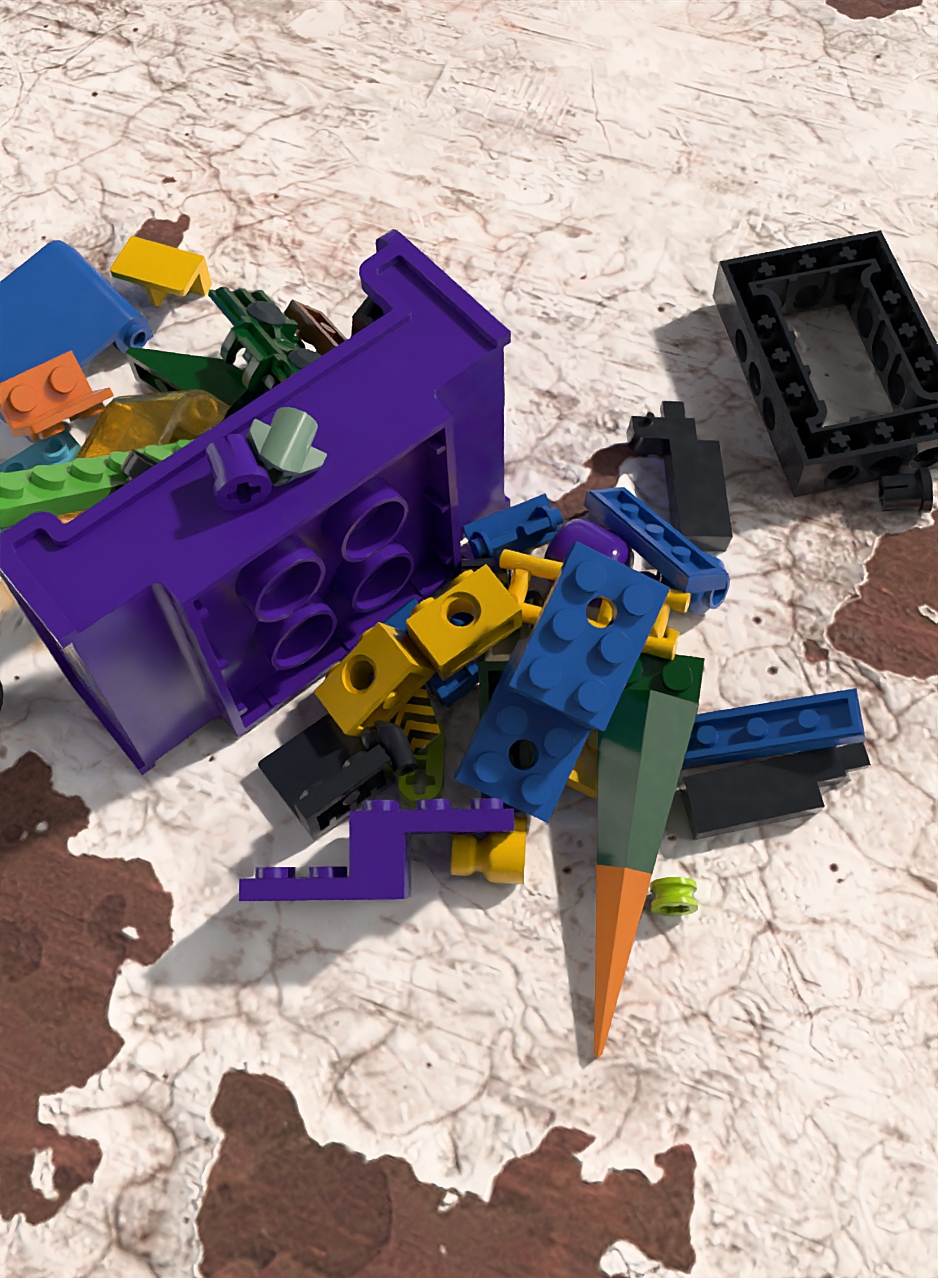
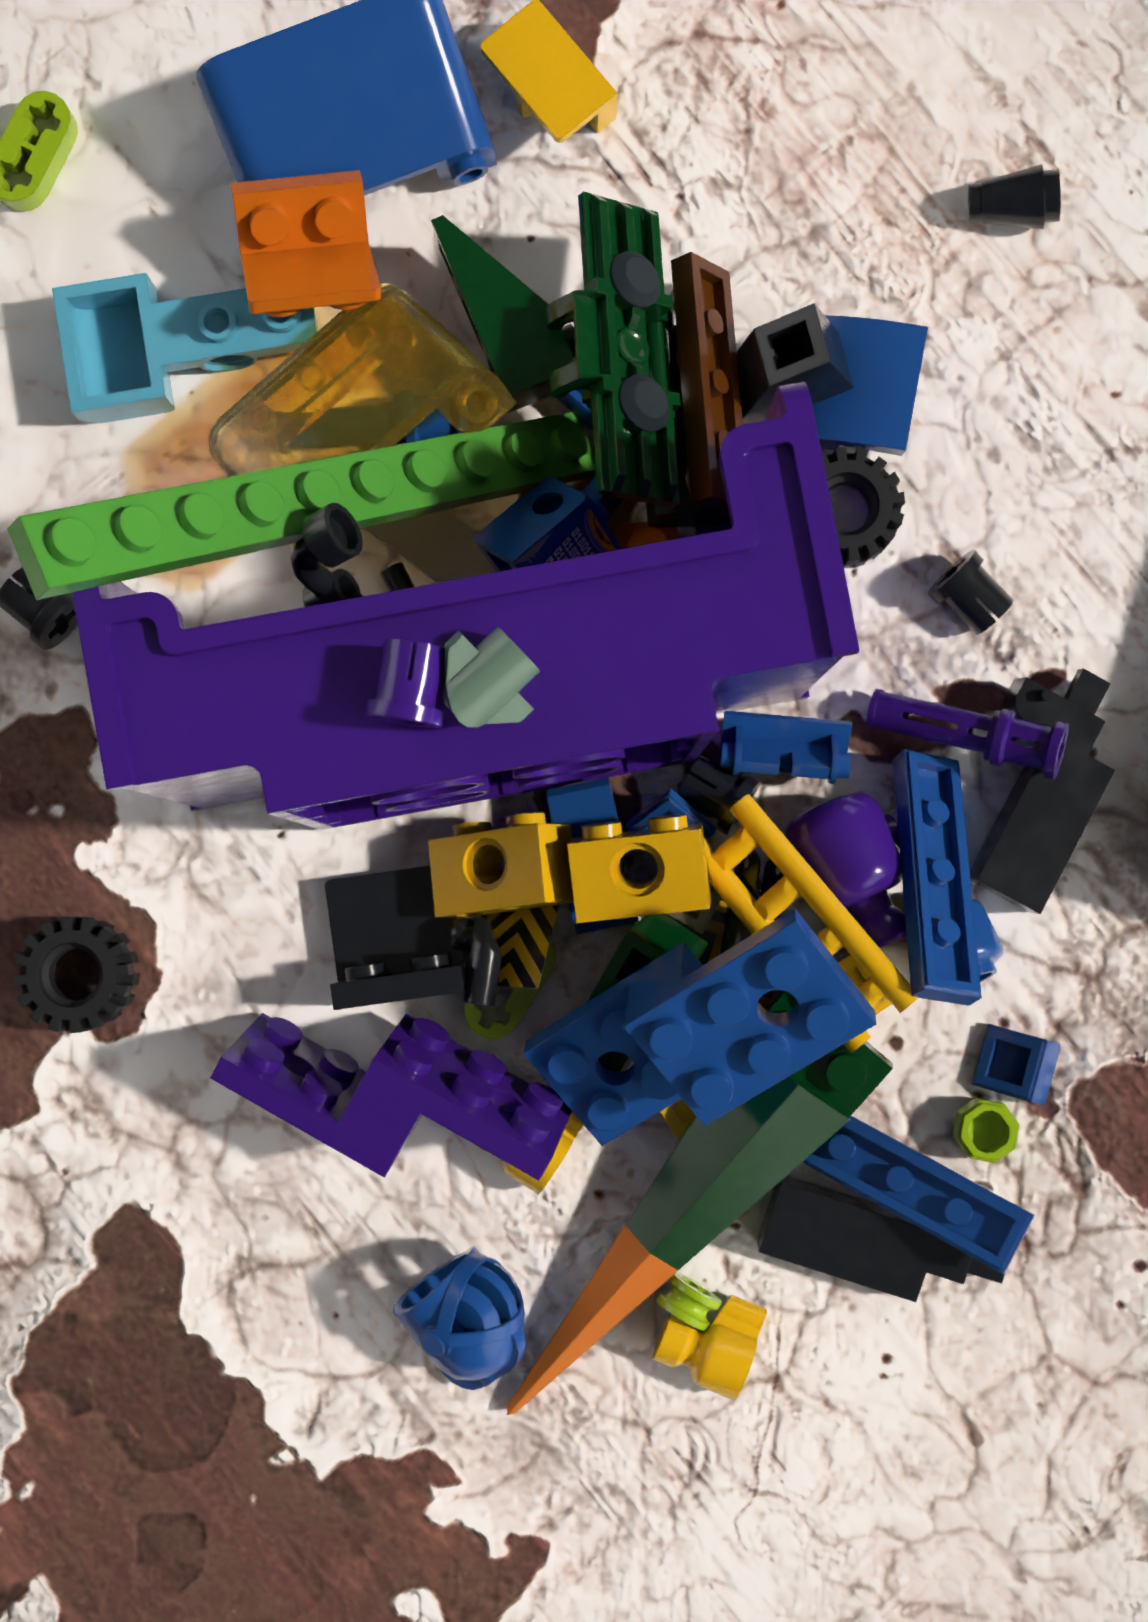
camera: 30 degrees right, 25 degrees up
(91, 893) = (38, 979): none -> black tyre
(464, 212) = (1017, 199): none -> black cone
(527, 996) = (467, 1319): none -> blue helmet
(570, 398) = (964, 583): none -> black bush
(637, 451) = (999, 746): none -> dark purple pin
(717, 923) = (722, 1353): none -> yellow piece
(781, 635) = (1016, 1064): none -> blue slope
(790, 678) = (985, 1130): none -> lime tile

